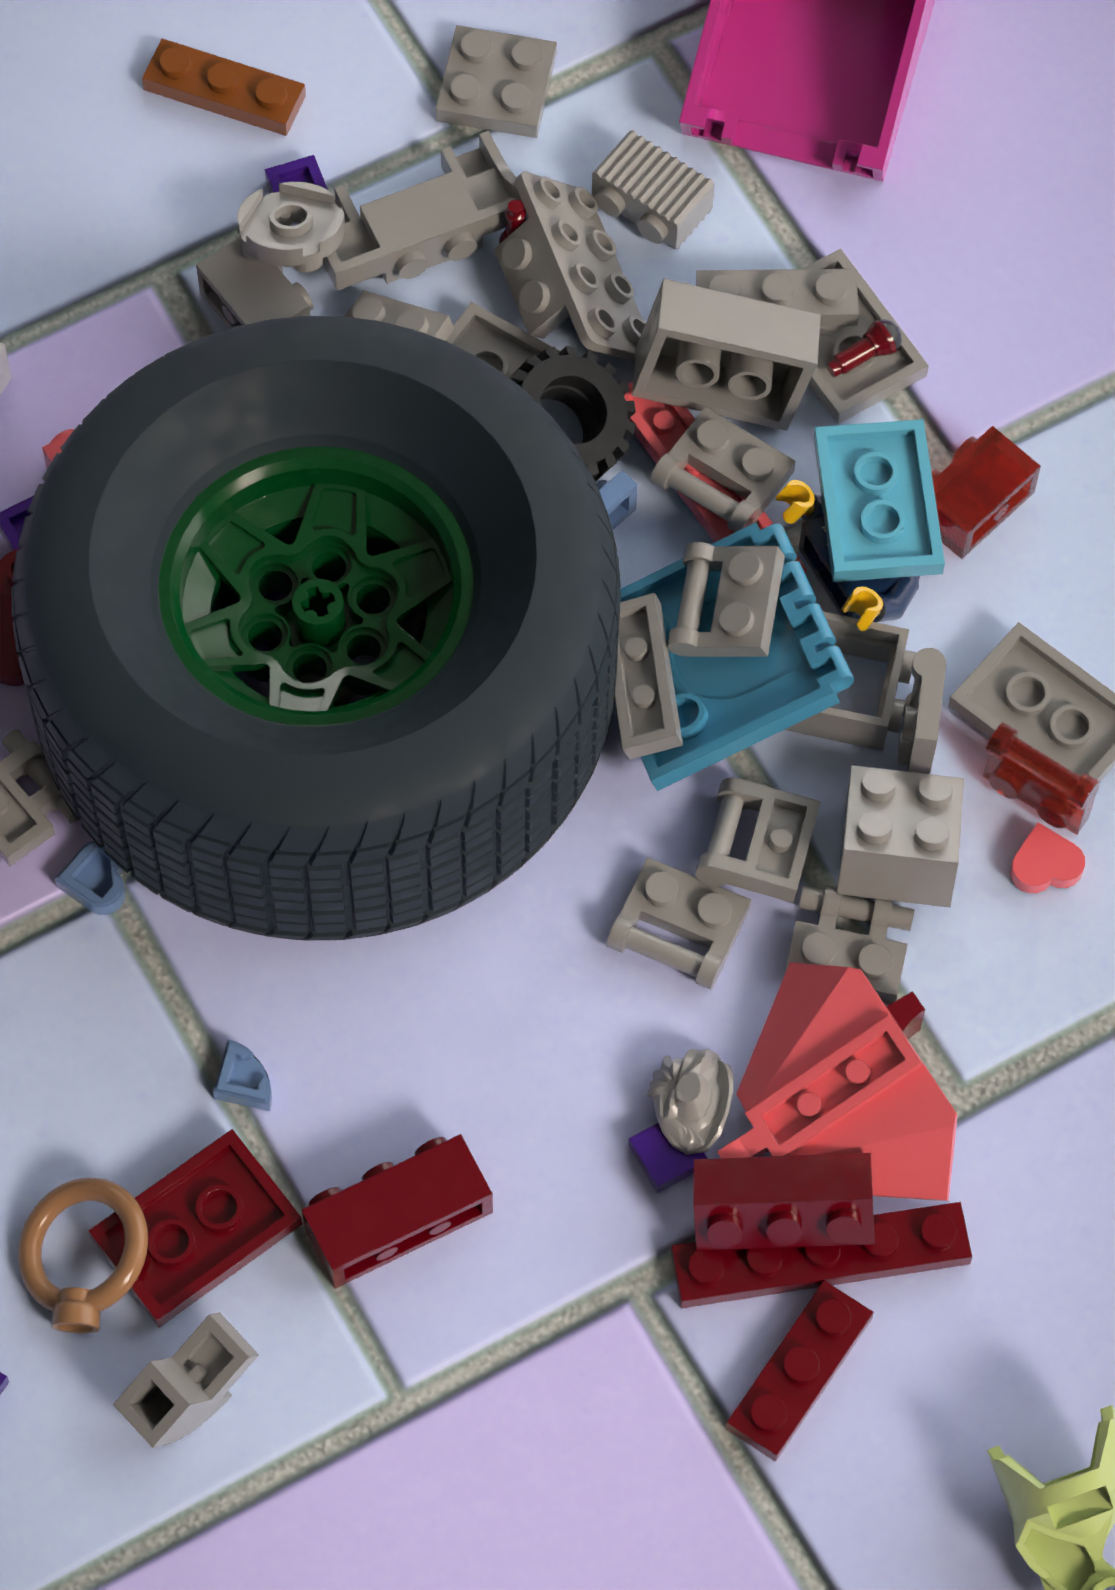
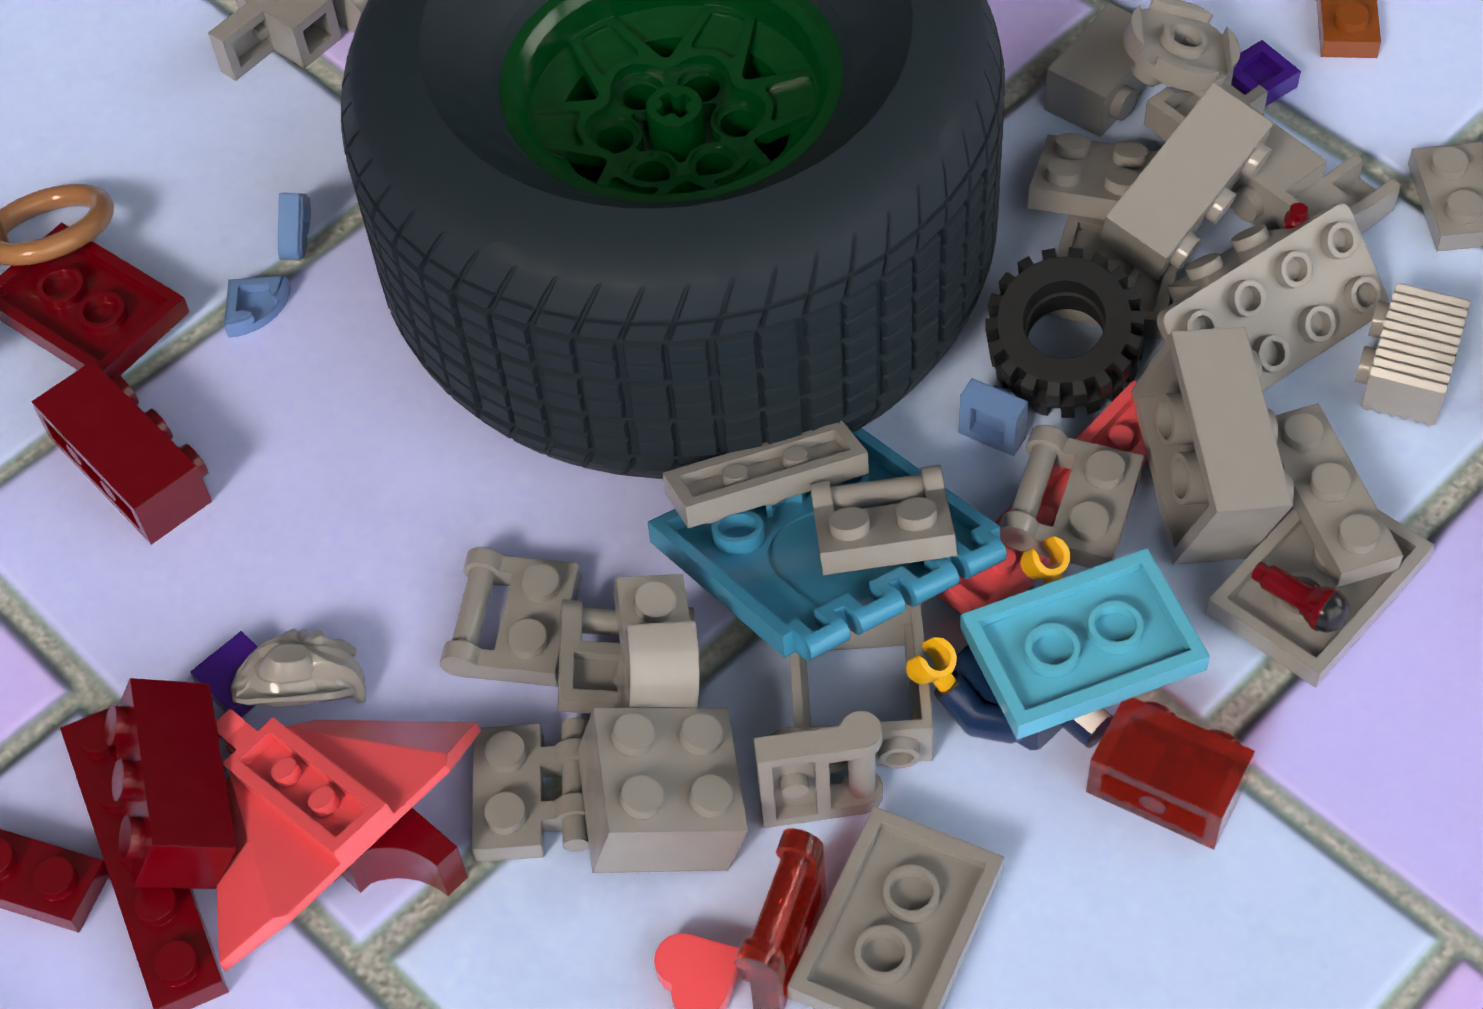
camera: 80 degrees right, 10 degrees down
(168, 1019) = (293, 225): none -> medium blue tile
(456, 272) = (1188, 183): none -> light grey brick
(803, 793) = (657, 643): none -> light grey brick

